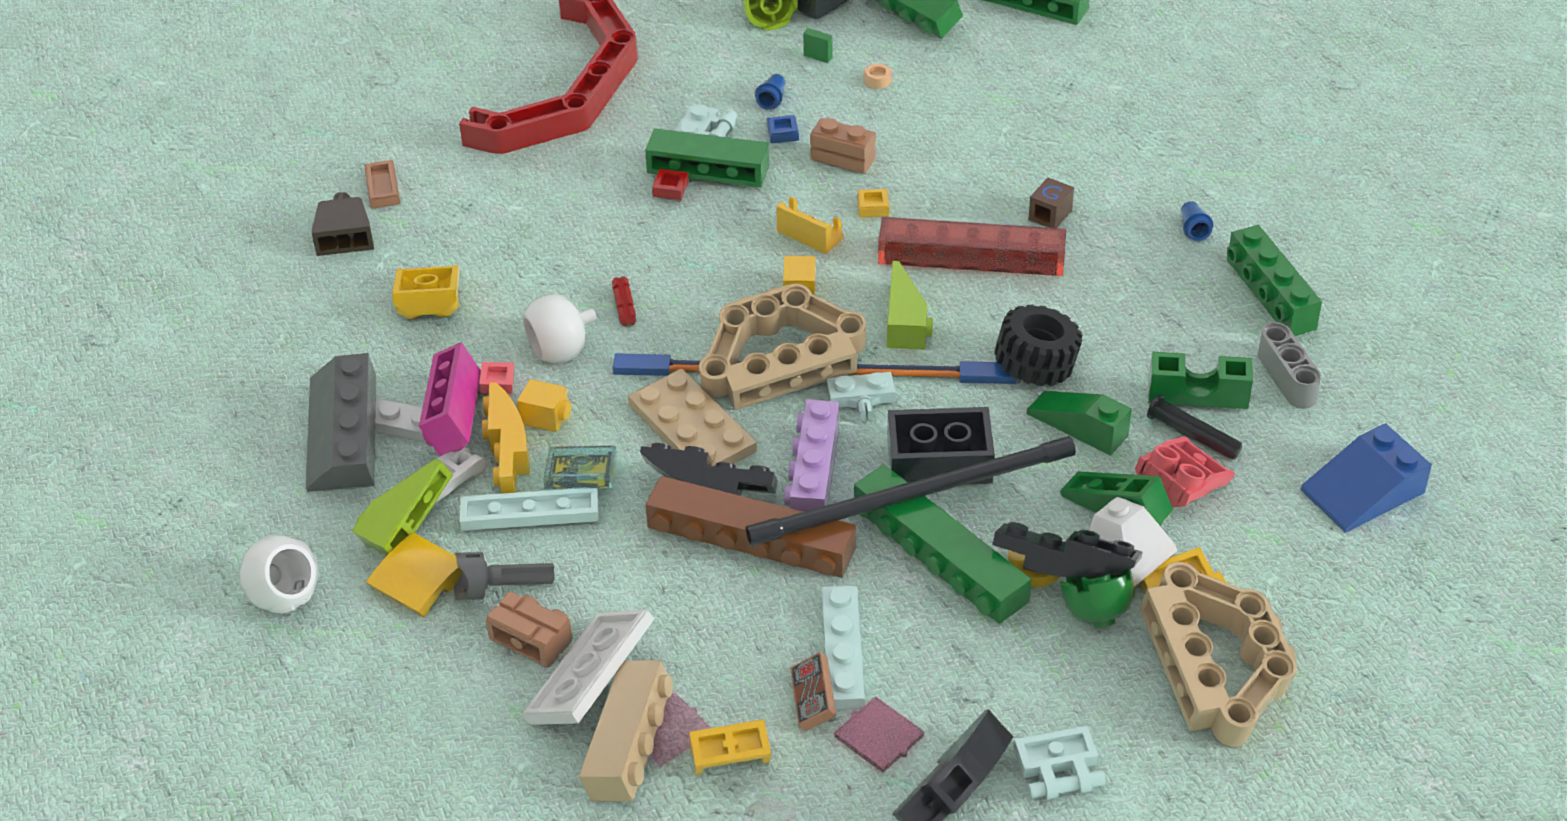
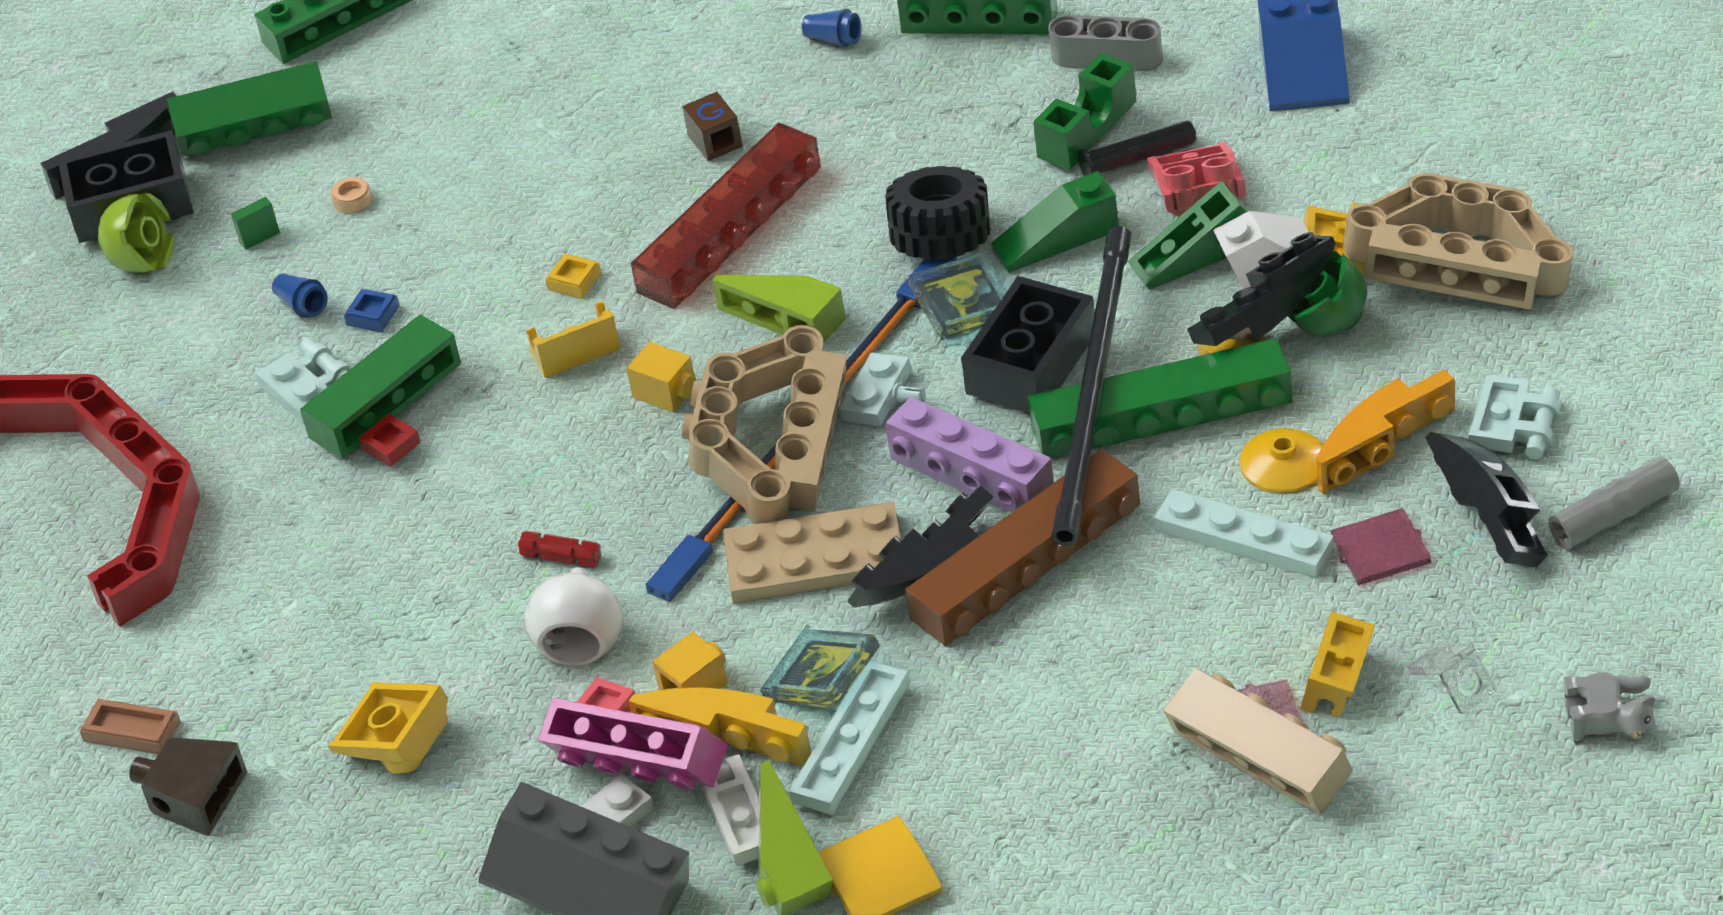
camera: 55 degrees left, 0 degrees up
(477, 575) = (936, 804): dark grey piece -> none
(529, 628) = (1044, 787): nougat brick -> none
(587, 668) = (1144, 748): white tile -> none
(813, 691) = (1297, 573): tile -> none
(843, 145) = (464, 260): nougat brick -> none
(934, 642) = (1281, 460): none -> yellow dish
(979, 387) = (958, 294): none -> clear light blue tile
(980, 676) = (1369, 430): none -> light orange slope

